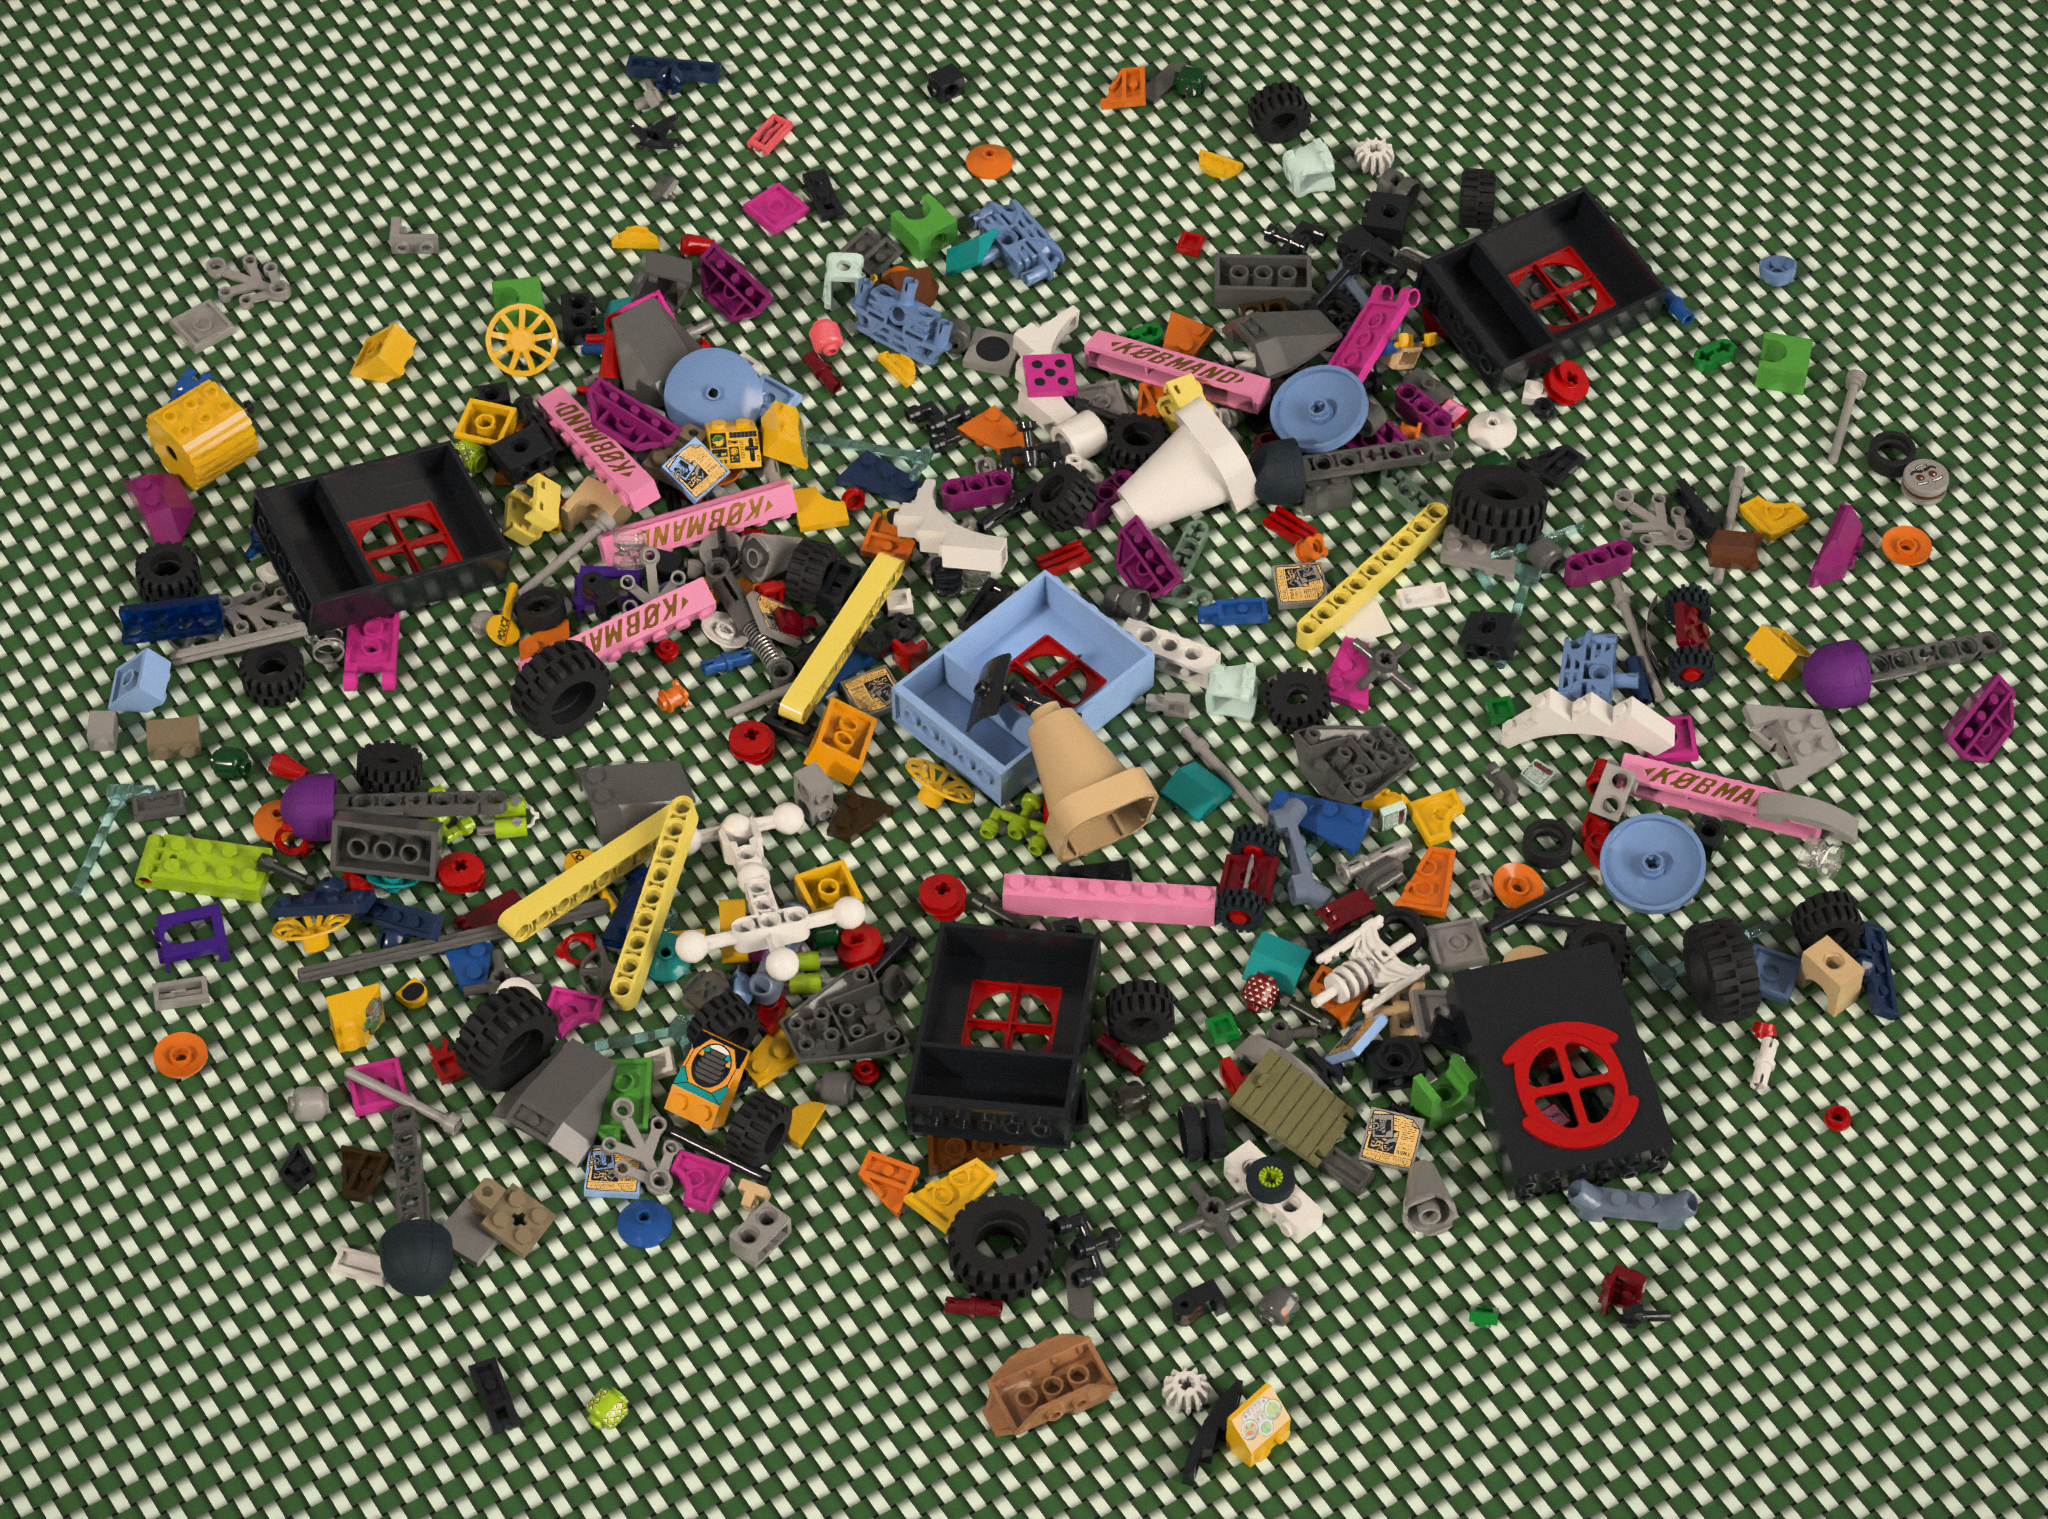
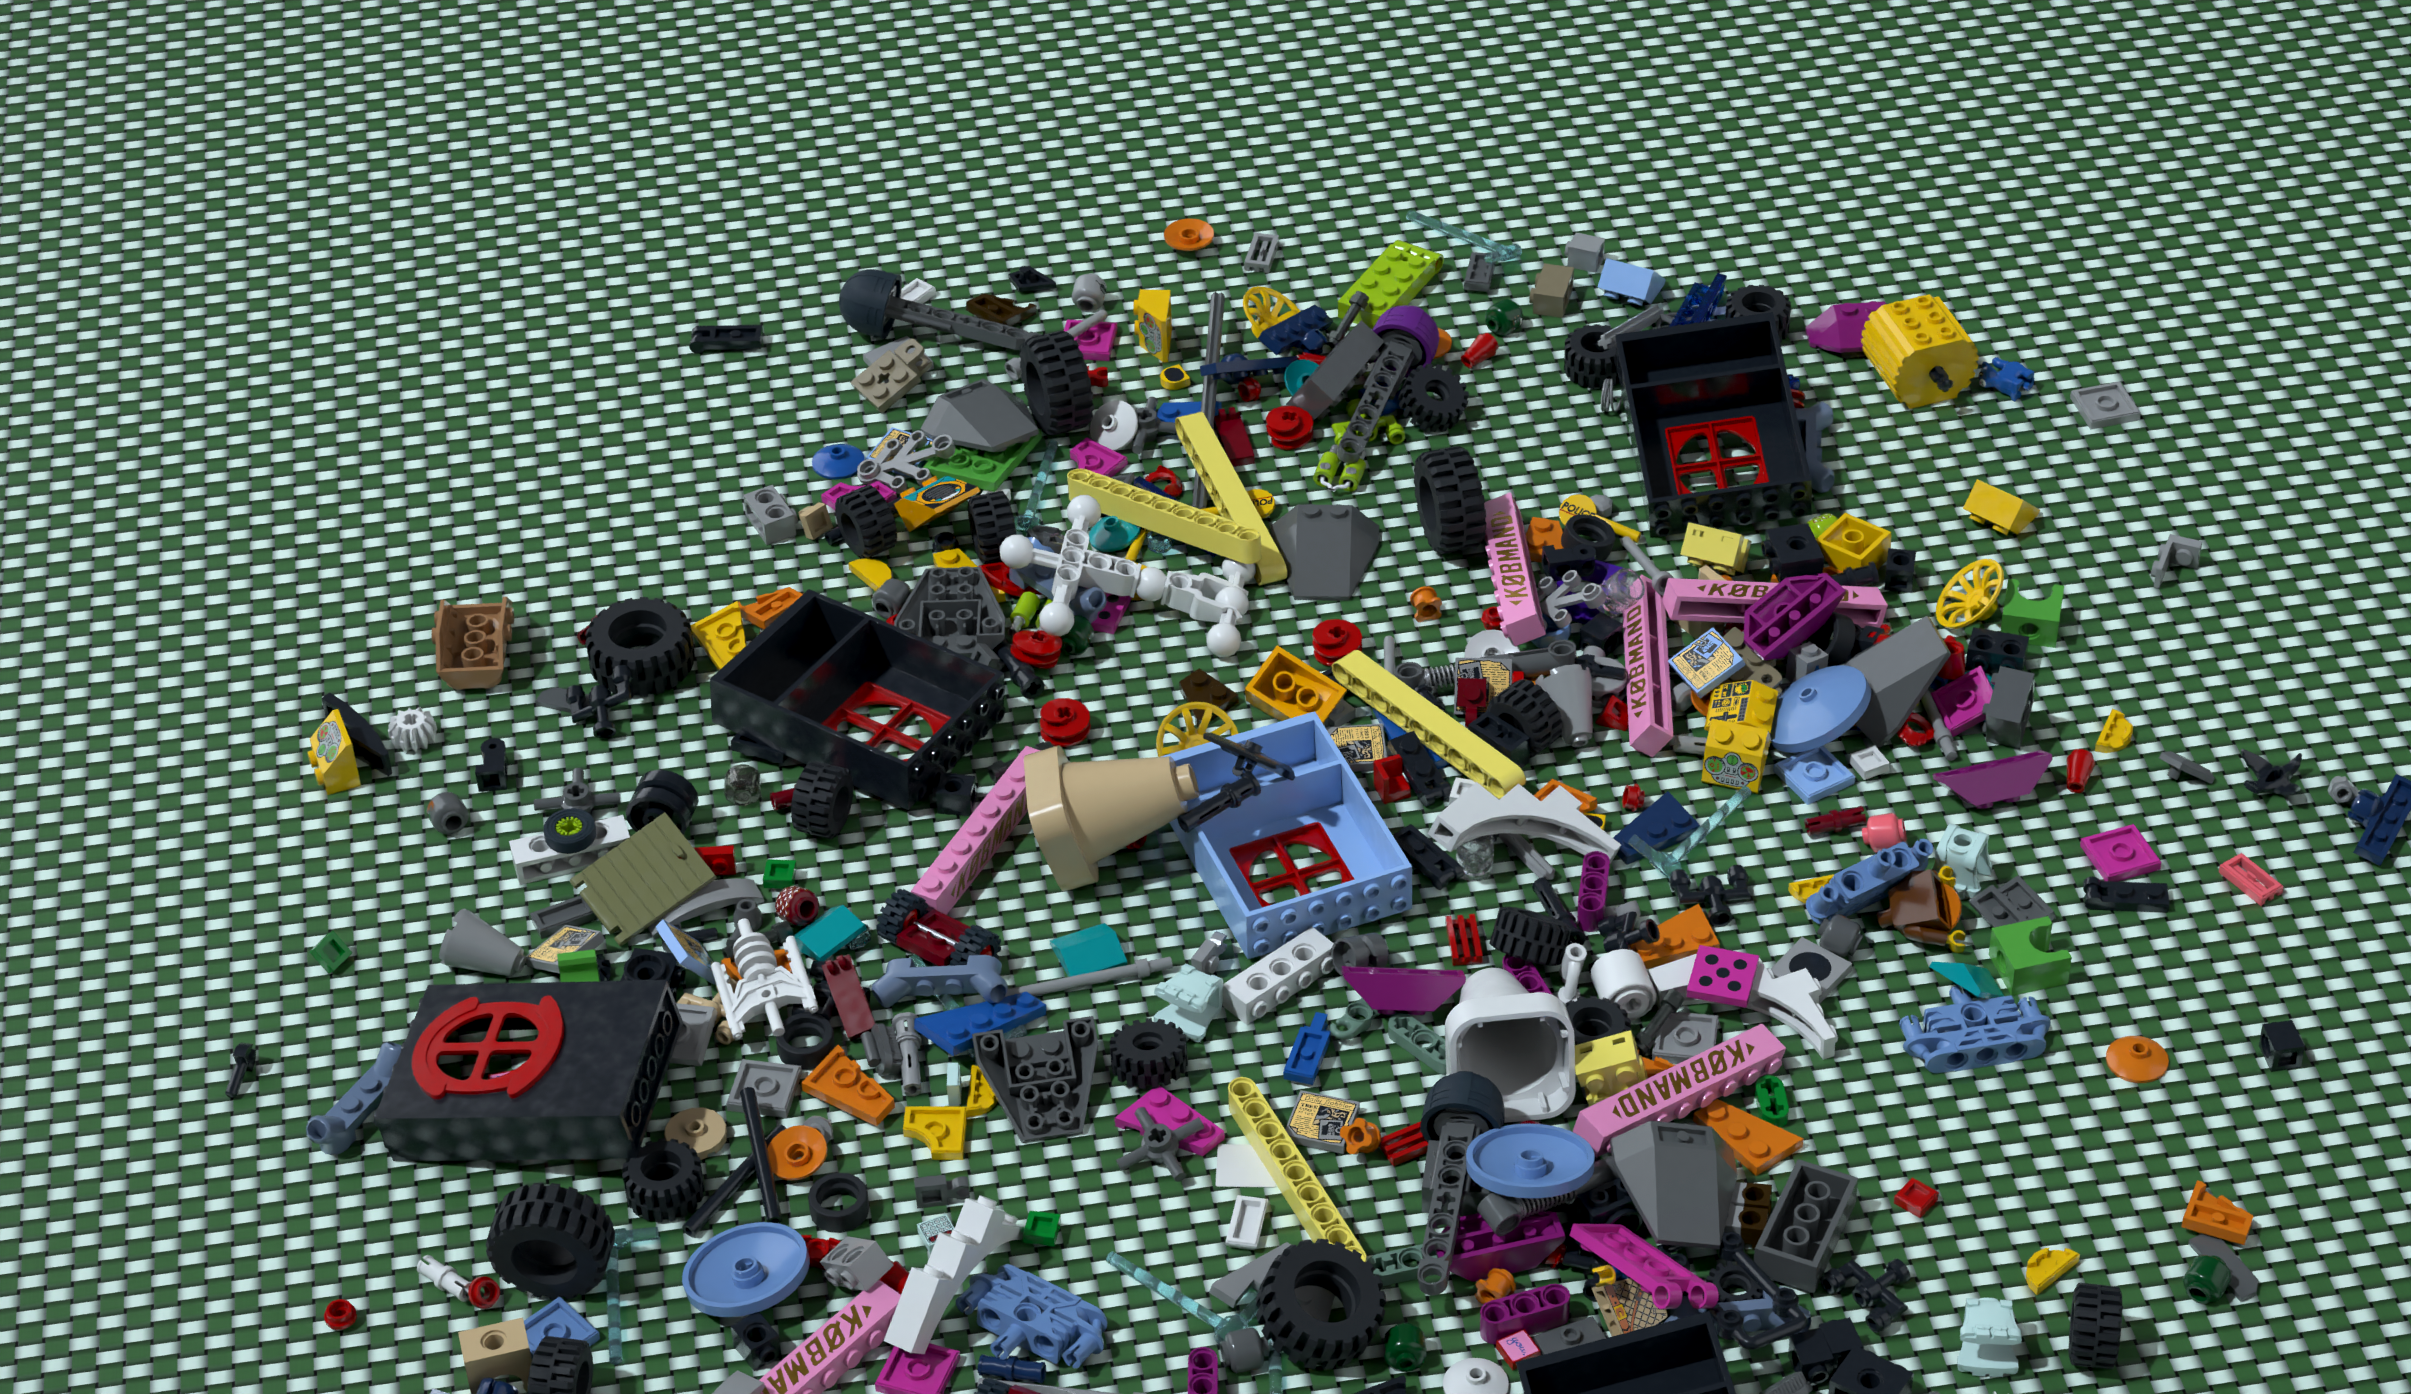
camera: 115 degrees right, 10 degrees down
(177, 952) = (1312, 277): dark purple panel -> none
(277, 290) = (2136, 459): light grey plant -> none
(376, 634) = (1590, 425): dark pink hinge -> none
(607, 1408) = (662, 389): lime head -> none
(726, 662) = (1453, 646): blue pin -> none
(813, 793) = (1235, 654): light grey brick -> none
(818, 512) = (1632, 768): yellow tile -> none
(825, 886) = (1109, 637): yellow slope -> none
(1110, 870) = (1022, 848): black plate -> none
(1490, 635) = (1141, 1243): black brick -> none
(1622, 1288) = (267, 1047): dark red bracket -> none

